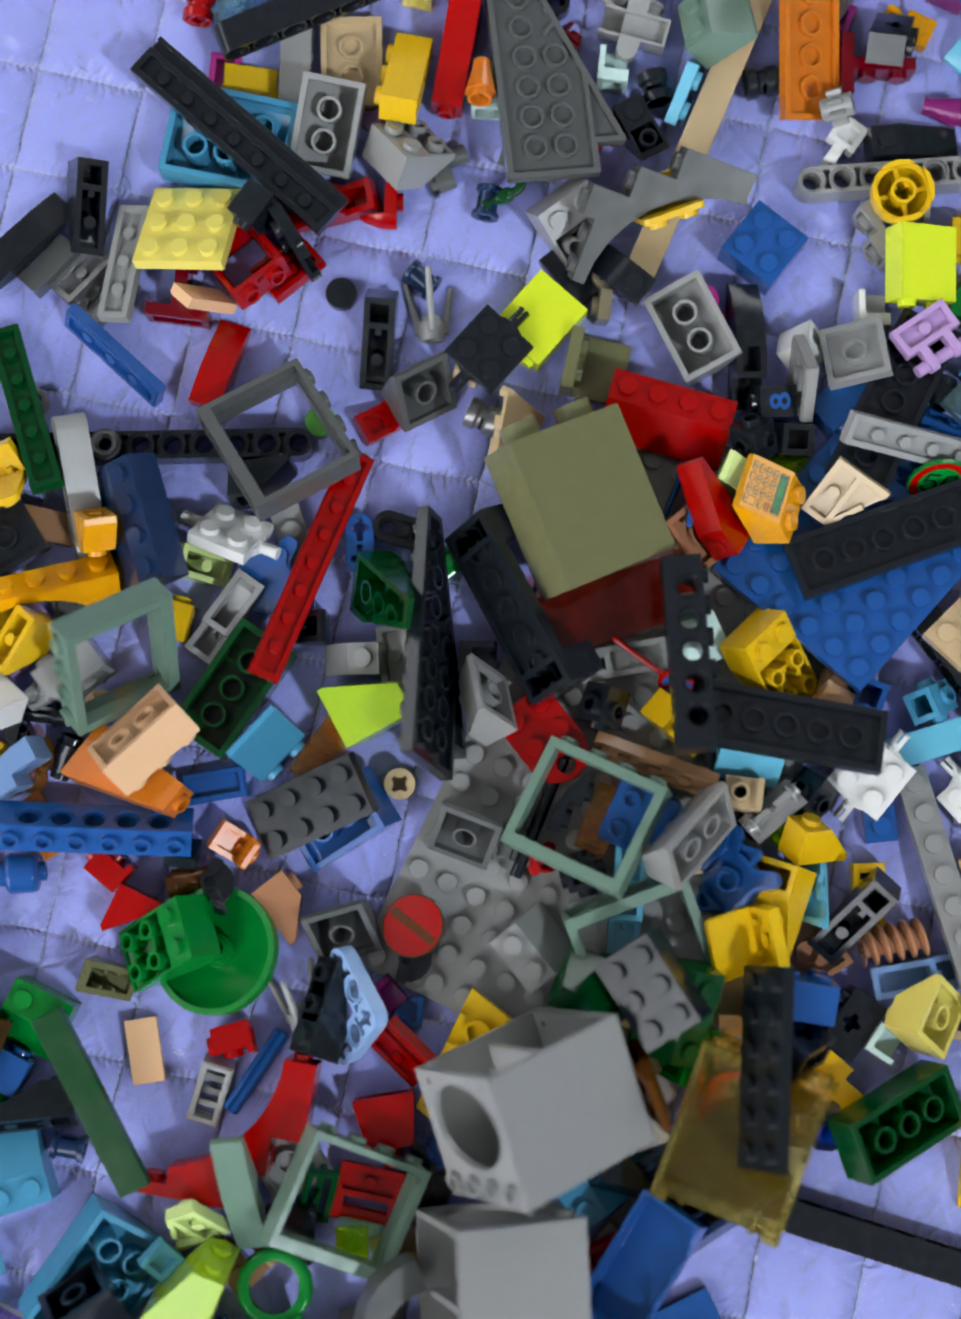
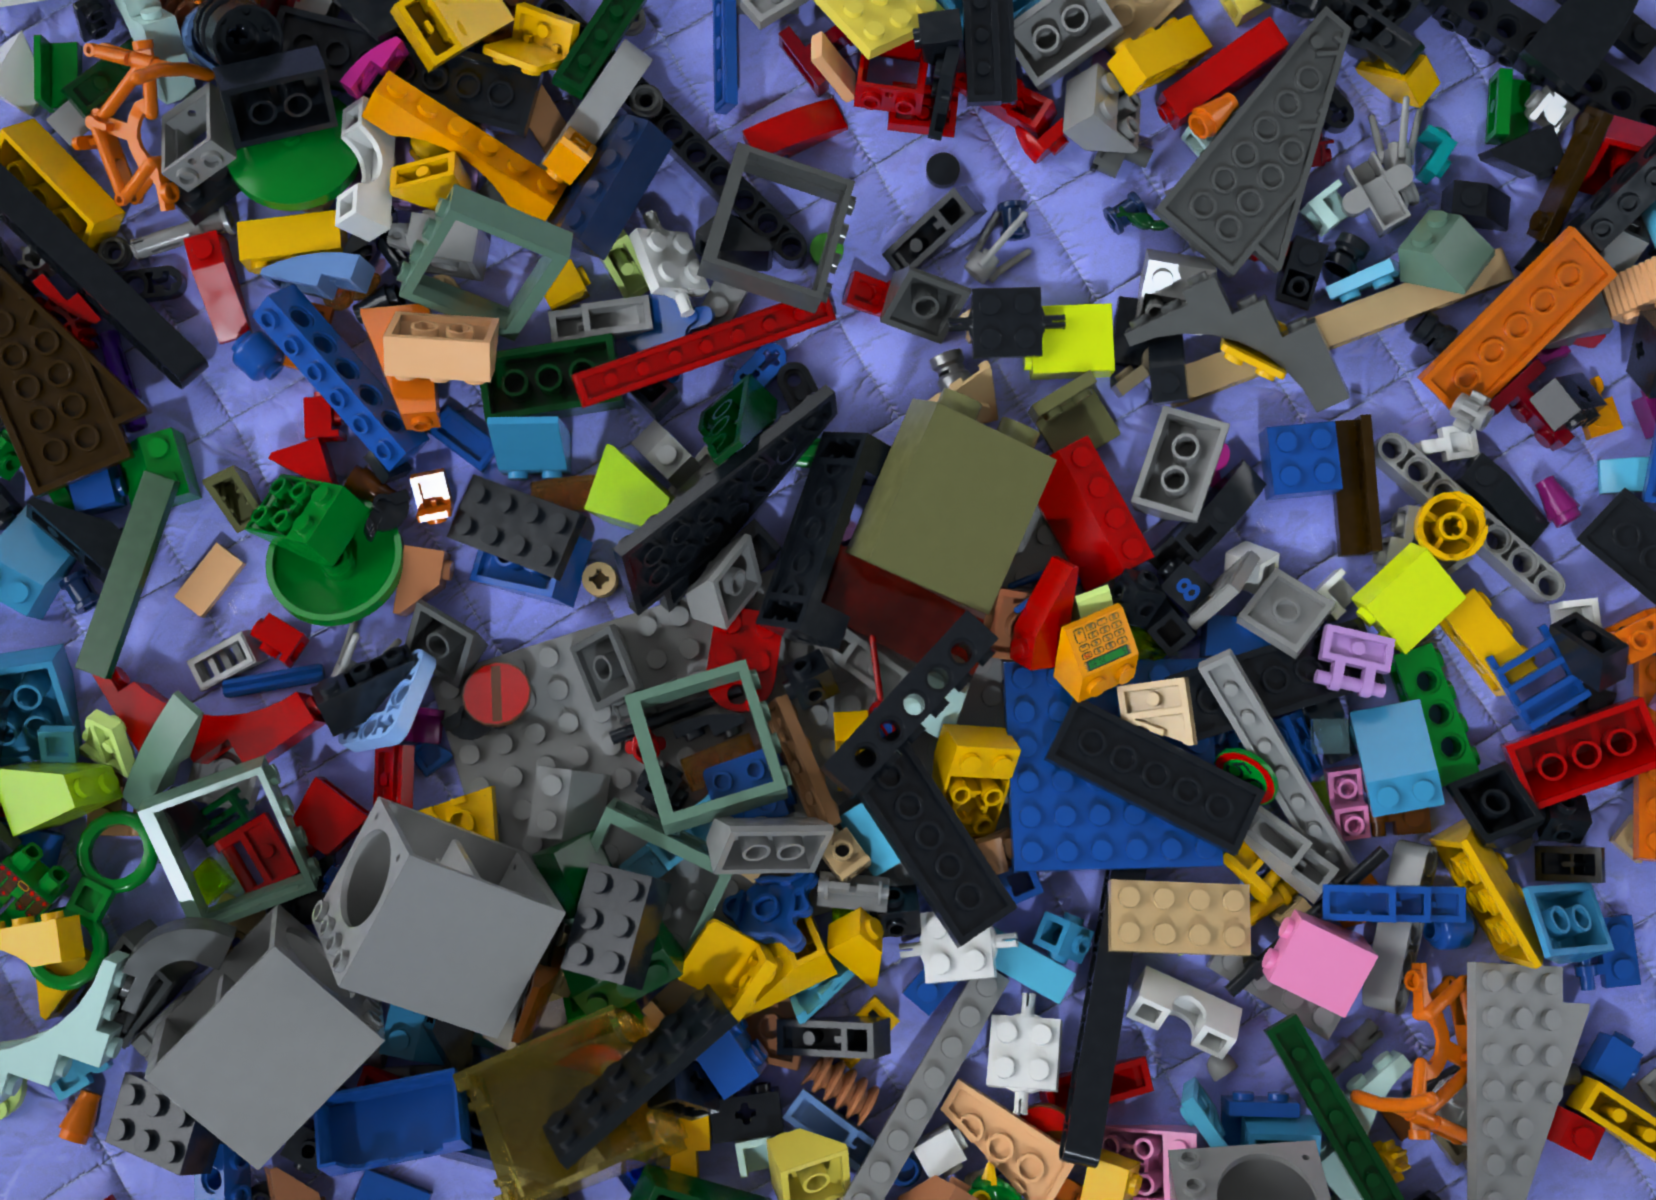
camera: 50 degrees right, 0 degrees up
(828, 240) = (1357, 503): none -> dark brown fence

